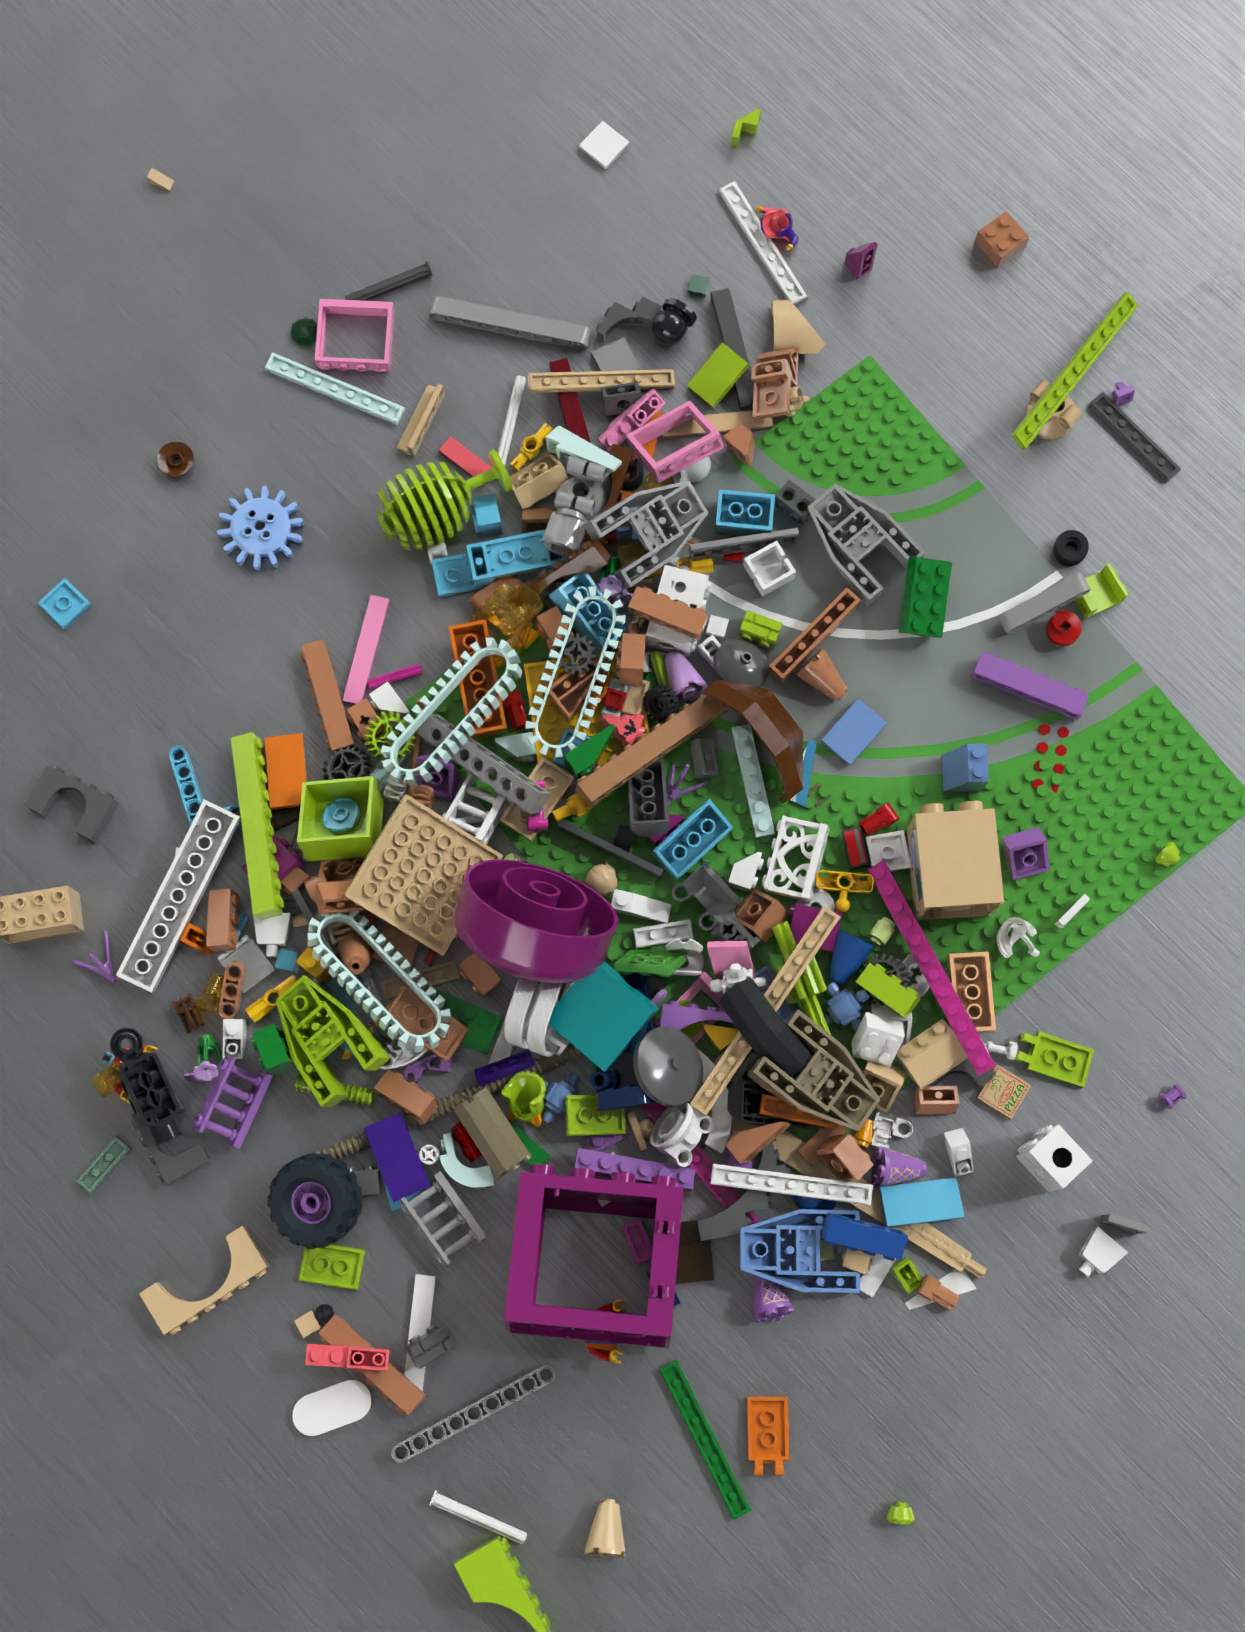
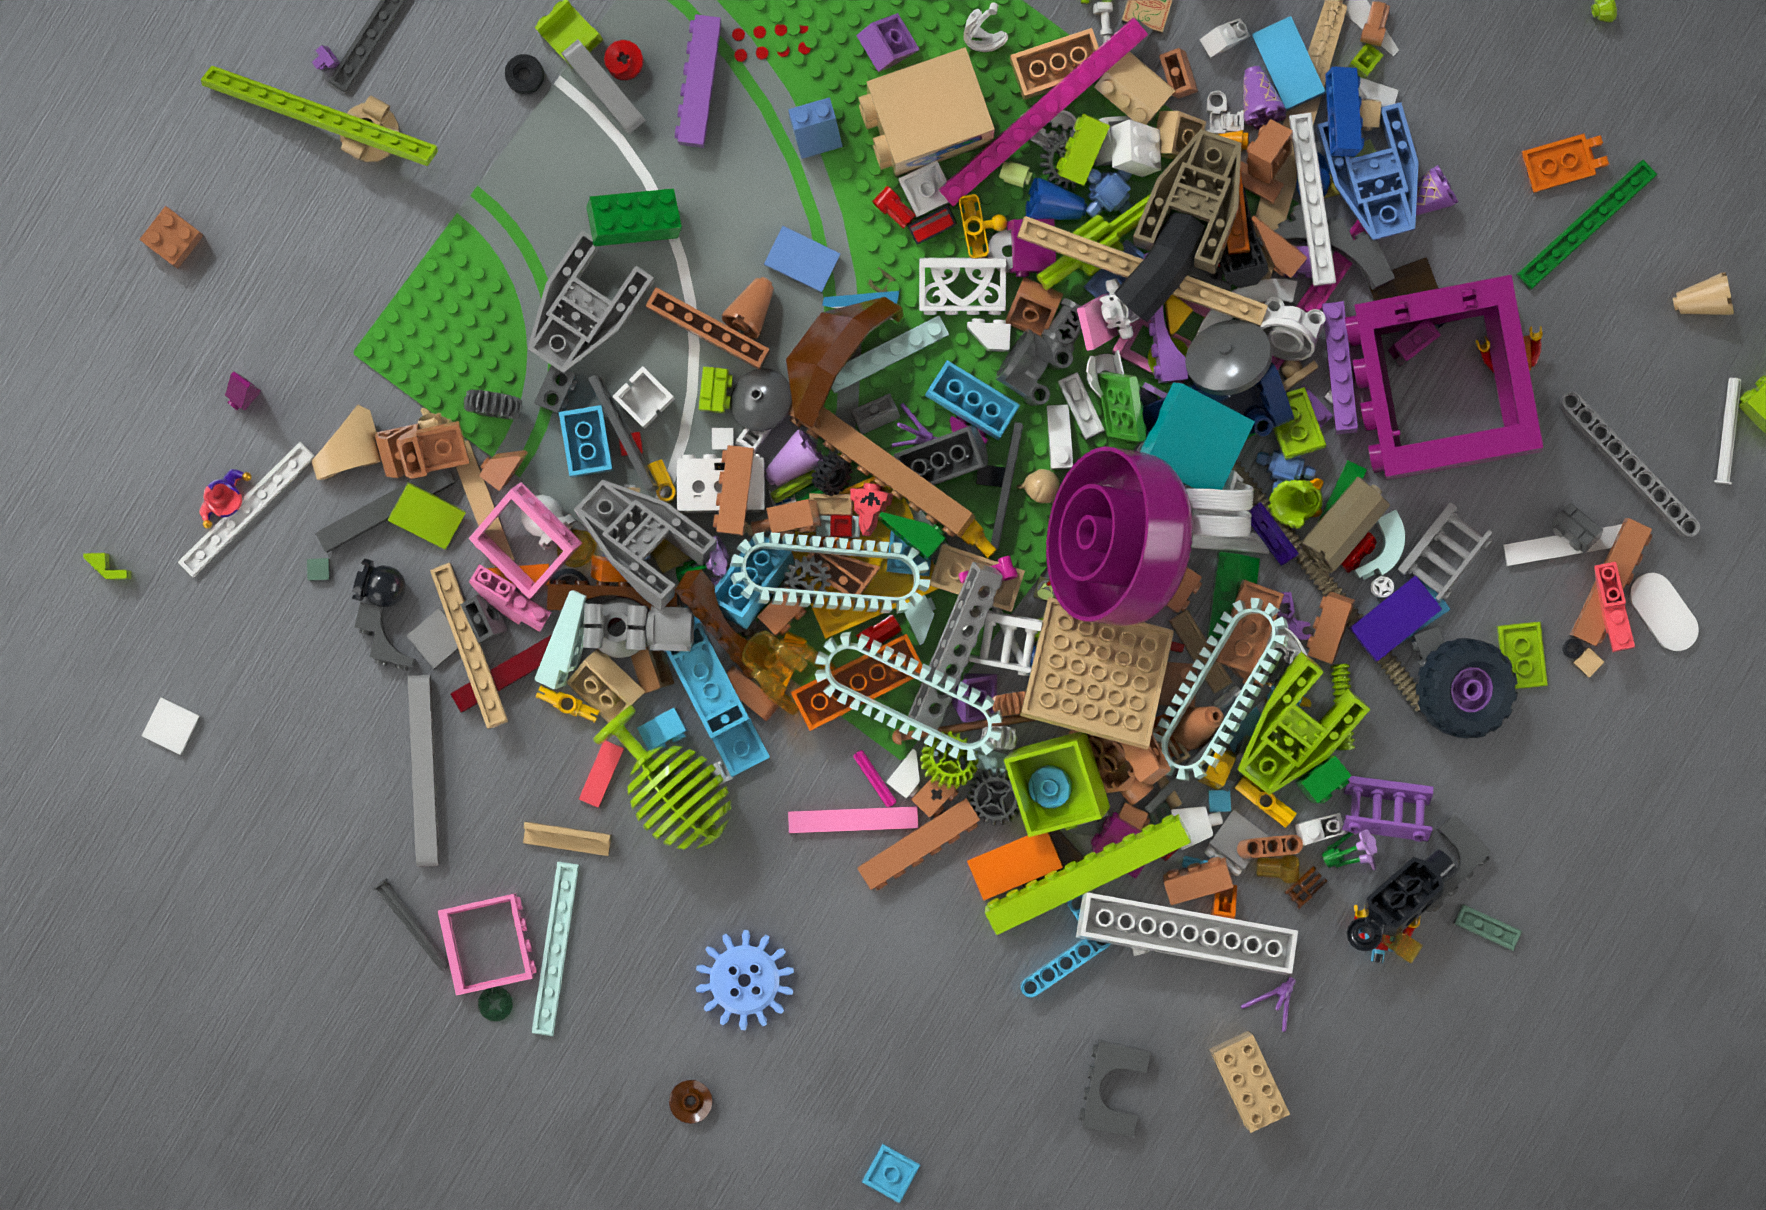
camera: 105 degrees left, 10 degrees up
(173, 1312) = (1616, 803): tan arch -> none
(511, 418) = (541, 737): white axle -> none
(796, 446) = (493, 404): none -> dark grey gear

